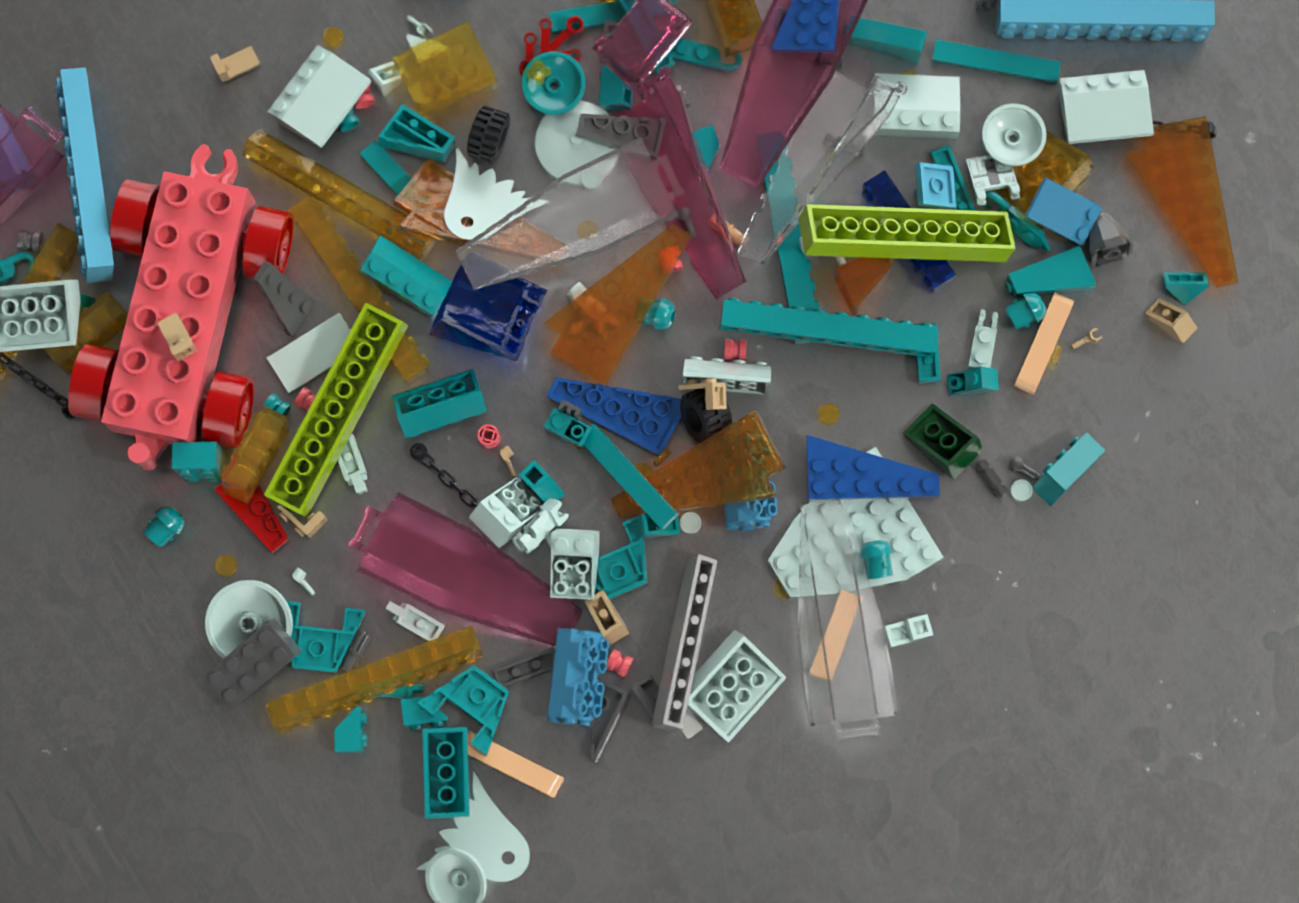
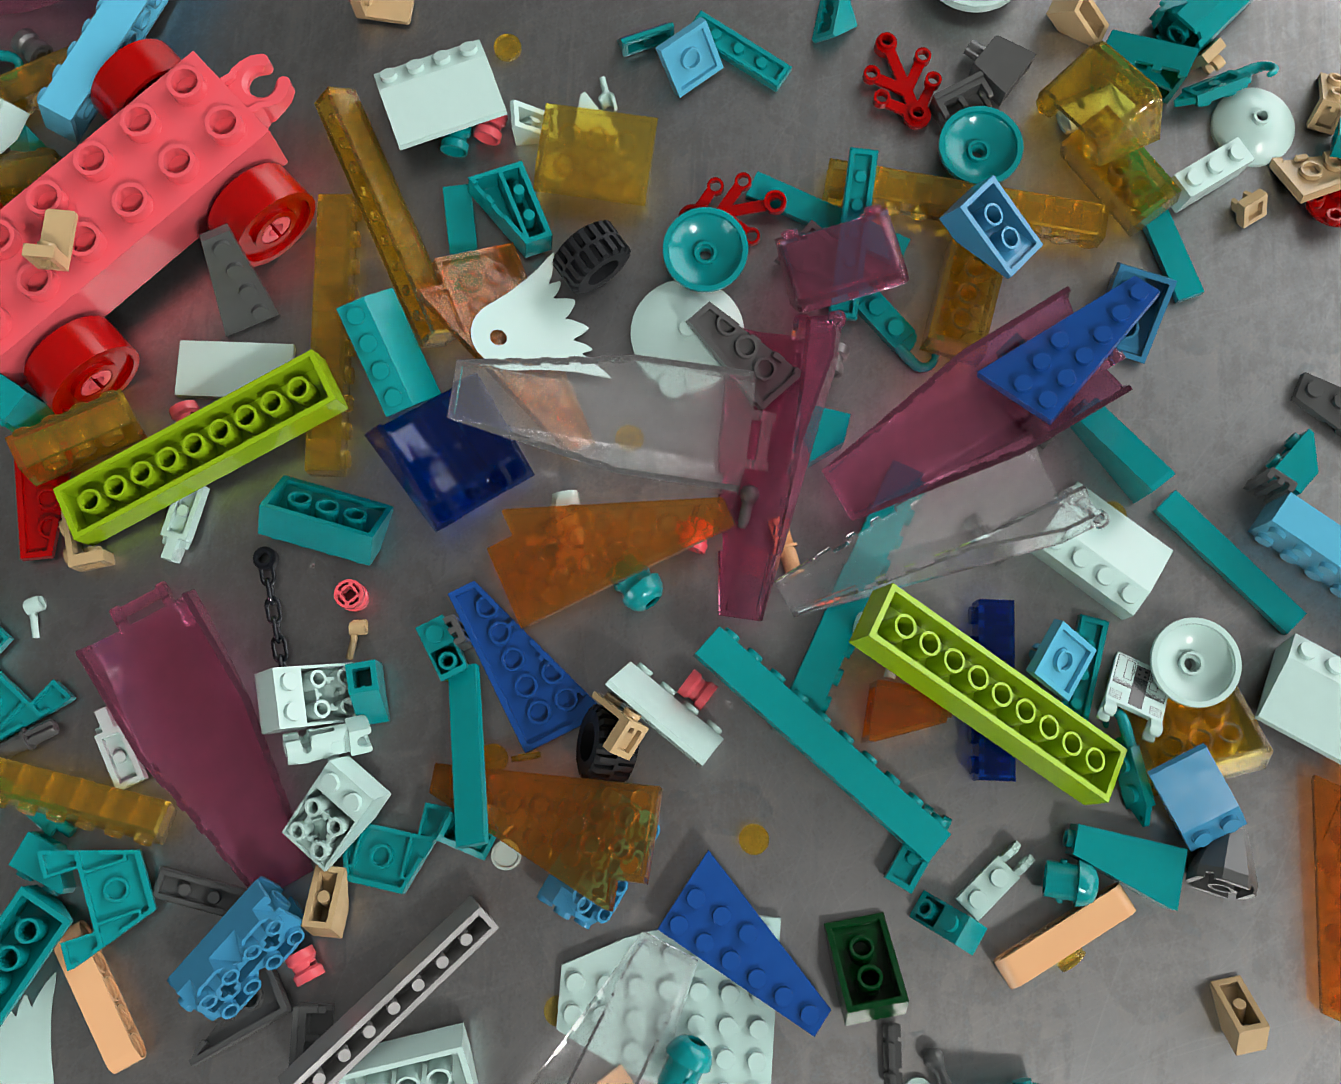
camera: 30 degrees right, 0 degrees up
(274, 403) = (148, 402): teal wheel -> none
(538, 66) = (689, 220): clear yellow plate -> none
(615, 91) = (768, 304): teal slope -> none
(1089, 338) = (1122, 965): tan hand -> none
(1185, 285) = (1284, 983): teal slope -> none

